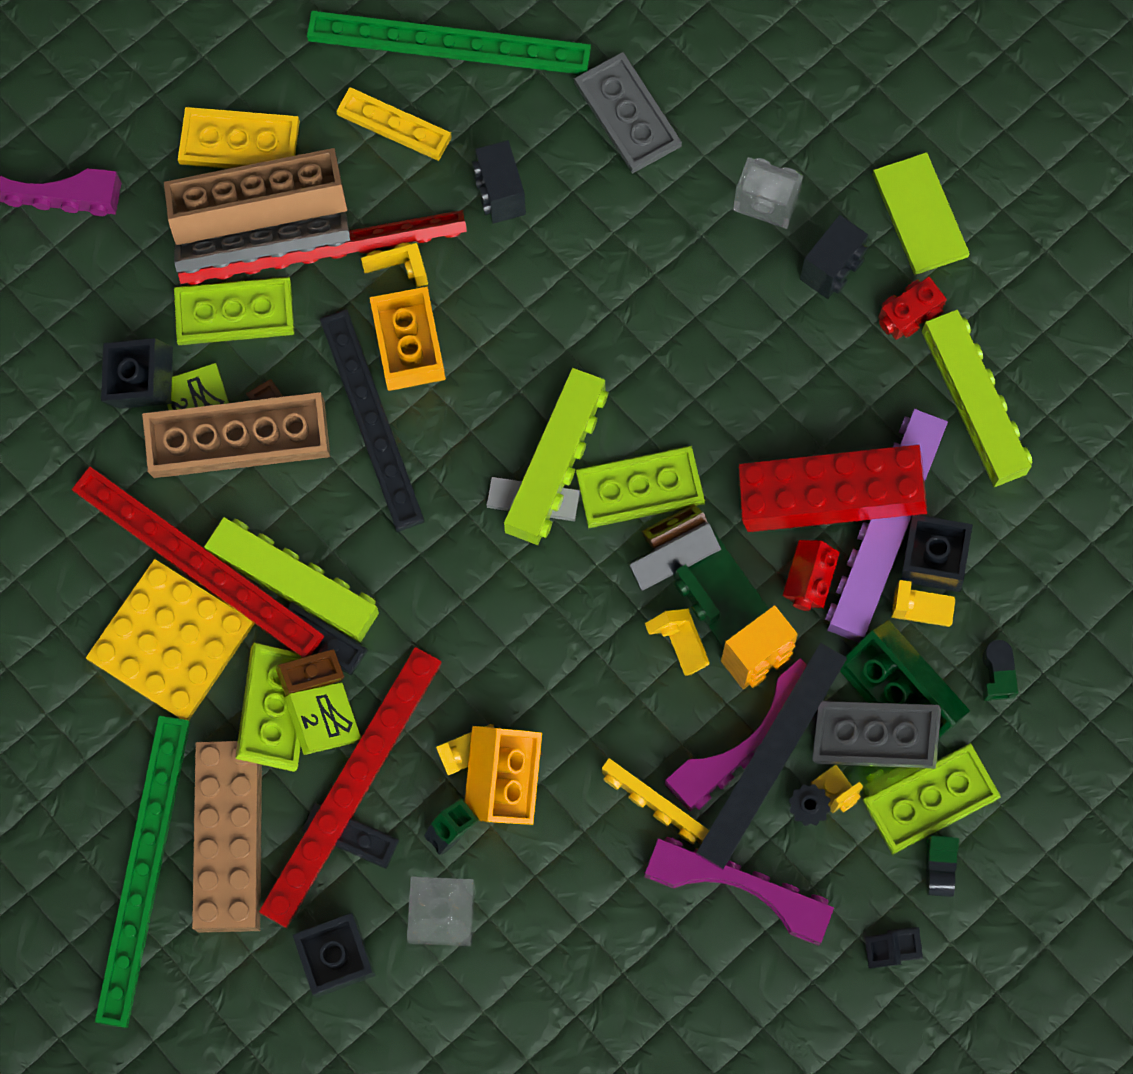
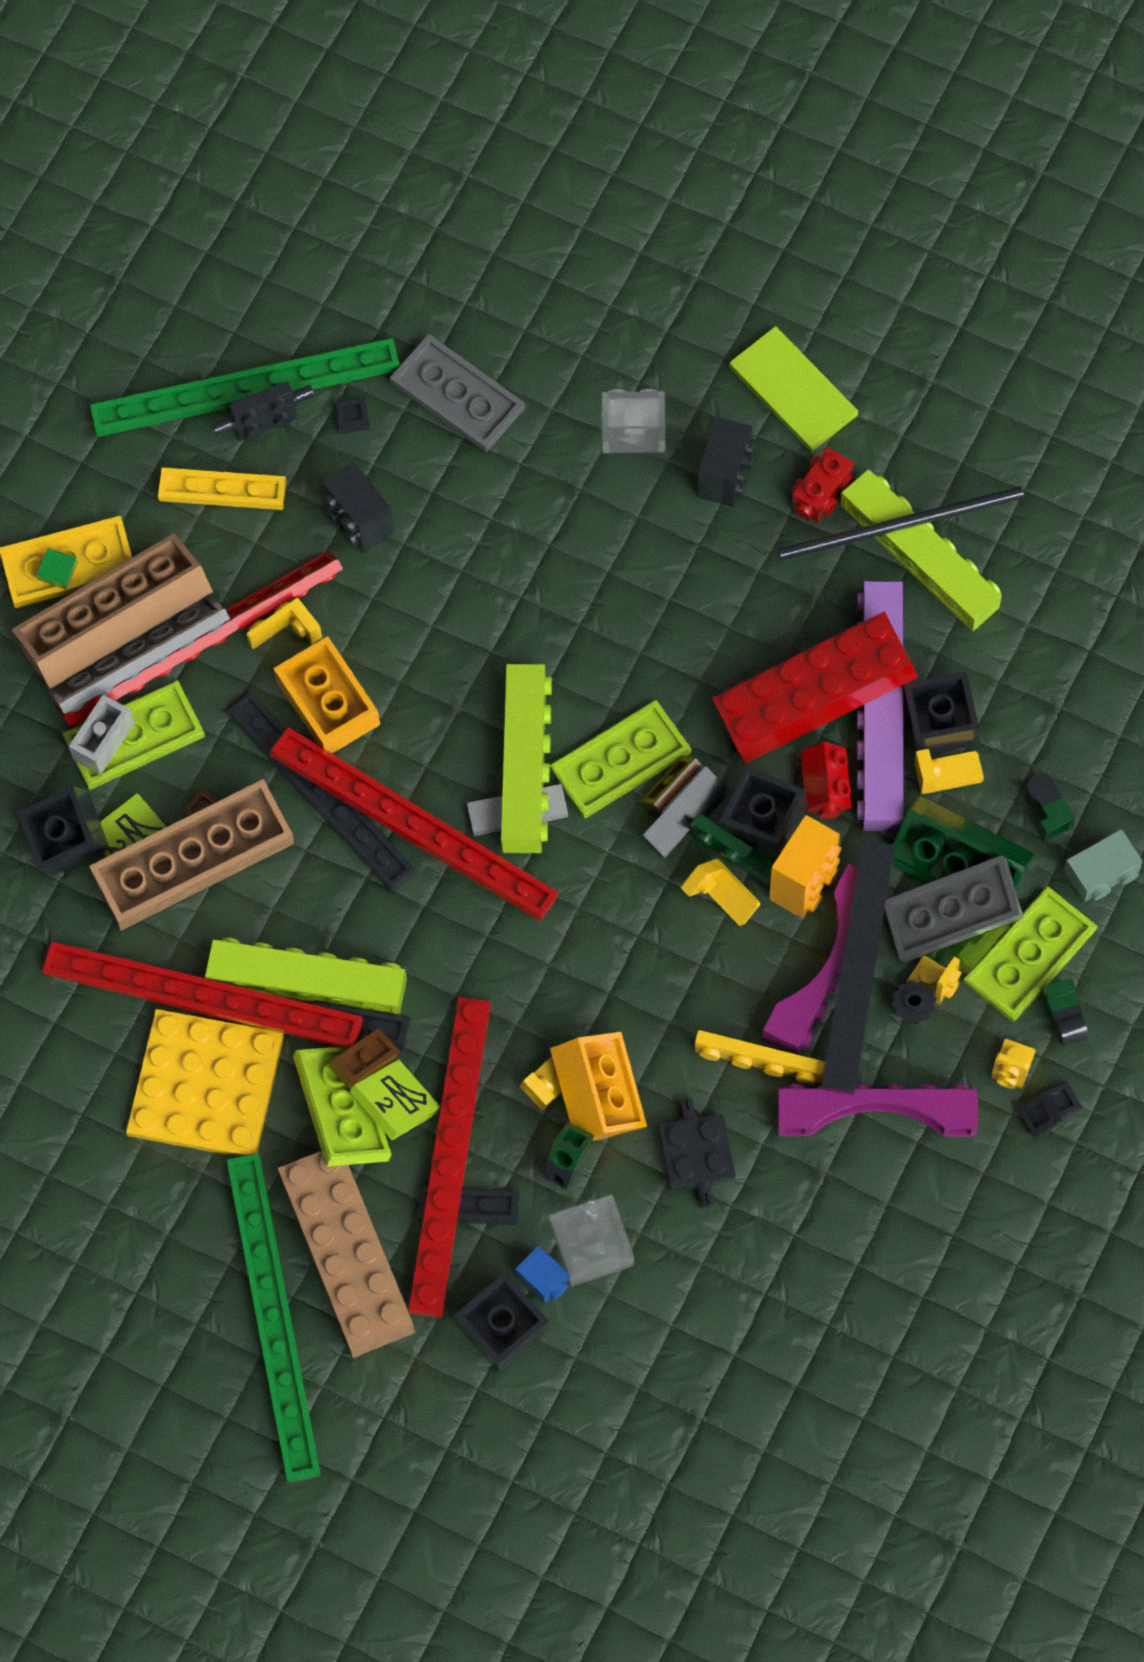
camera: 20 degrees left, 5 degrees down
(201, 301) = (101, 734): none -> light grey brick
(225, 142) = (57, 568): none -> green tile
(387, 925) = (542, 1275): none -> blue brick
(438, 480) = (414, 824): none -> red plate
(453, 69) = (263, 411): none -> black plate
(530, 99) = (352, 415): none -> black tile
(566, 865) = (696, 1152): none -> black plate
(743, 584) = (764, 812): none -> black brick
(876, 894) = (1012, 1064): none -> yellow bracket
(967, 368) = (900, 523): none -> black piece
(1027, 745) = (1103, 866): none -> sand green brick

